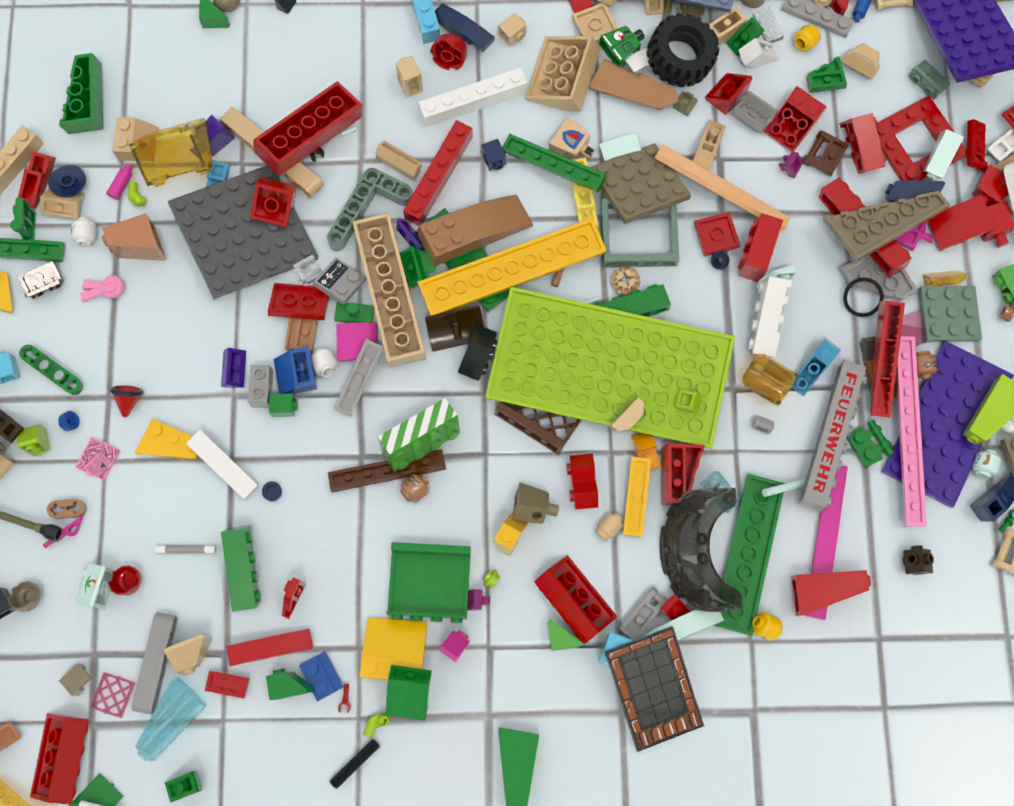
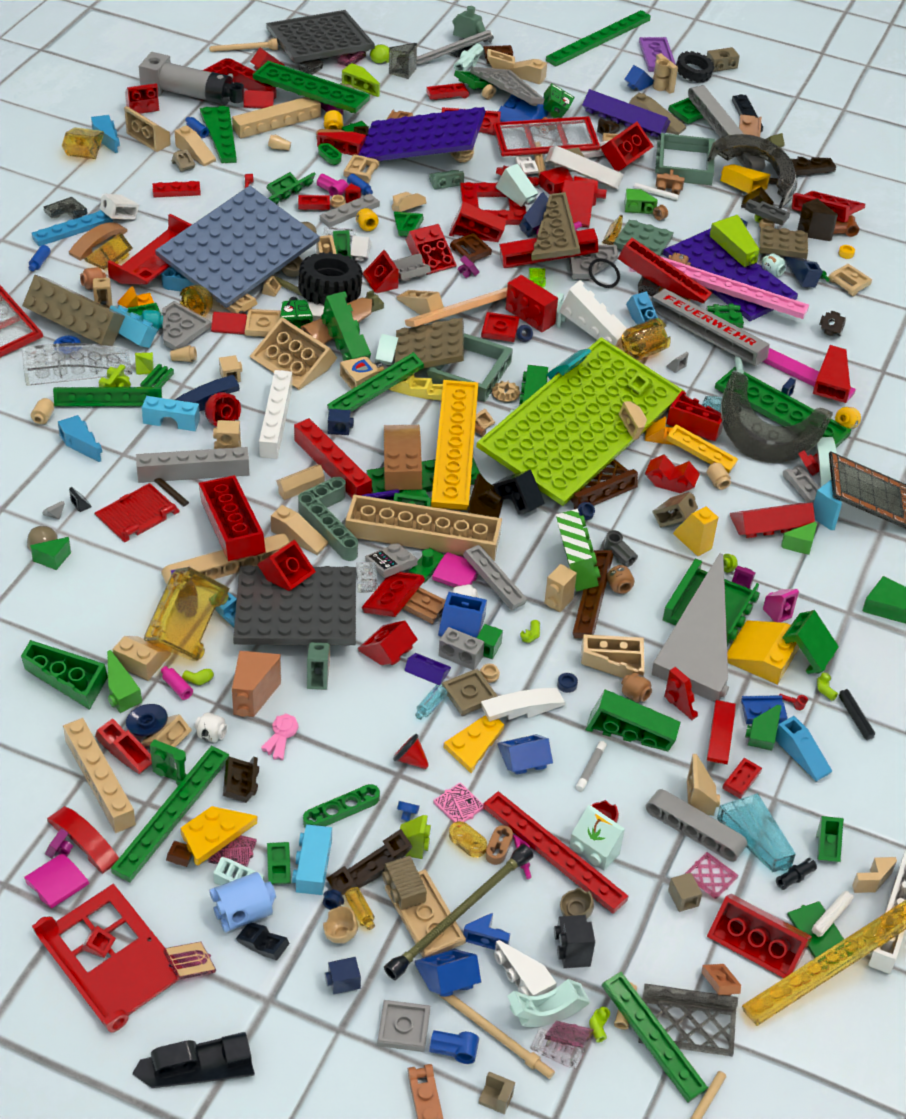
camera: 65 degrees left, 30 degrees down
(56, 481) = (469, 839): none -> clear yellow plate
(76, 557) = (556, 852): none -> red plate
(94, 142) = (122, 688): none -> bright green slope
(140, 767) = (796, 873): none -> black pin
(169, 488) = (526, 753): none -> blue slope
(183, 279) = (318, 657): none -> sand green torso
(192, 388) = (430, 702): none -> clear light blue cylinder
(218, 414) = (468, 691): none -> dark tan plate
(239, 324) = (389, 643): none -> red slope
(248, 421) = (490, 672): none -> tan plate
(280, 728) = (802, 748): none -> dark azure slope
(285, 553) = (636, 687): none -> medium nougat head
(298, 51) = (136, 512): none -> red window
(313, 438) = (533, 634): none -> lime arm
(313, 521) = (613, 654): none -> tan wedge
(336, 187) = (296, 527): none -> tan slope
(339, 60) = (172, 492): none -> dark brown bar
(359, 589) = (700, 639): none -> light grey slope
(366, 439) = (560, 588): none -> tan brick
(370, 64) = (192, 464): none -> light grey brick
(455, 474) = (620, 549): none -> dark grey piece
(493, 421) = (587, 510): none -> dark blue plate
(571, 277) = (484, 419): none -> tan slope
(610, 100) = (343, 328): none -> green wedge
(673, 322) = (570, 363): none -> teal slope
(781, 549) = (788, 387): none -> dark blue tile
(809, 237) = (537, 276): none -> clear neon green brick

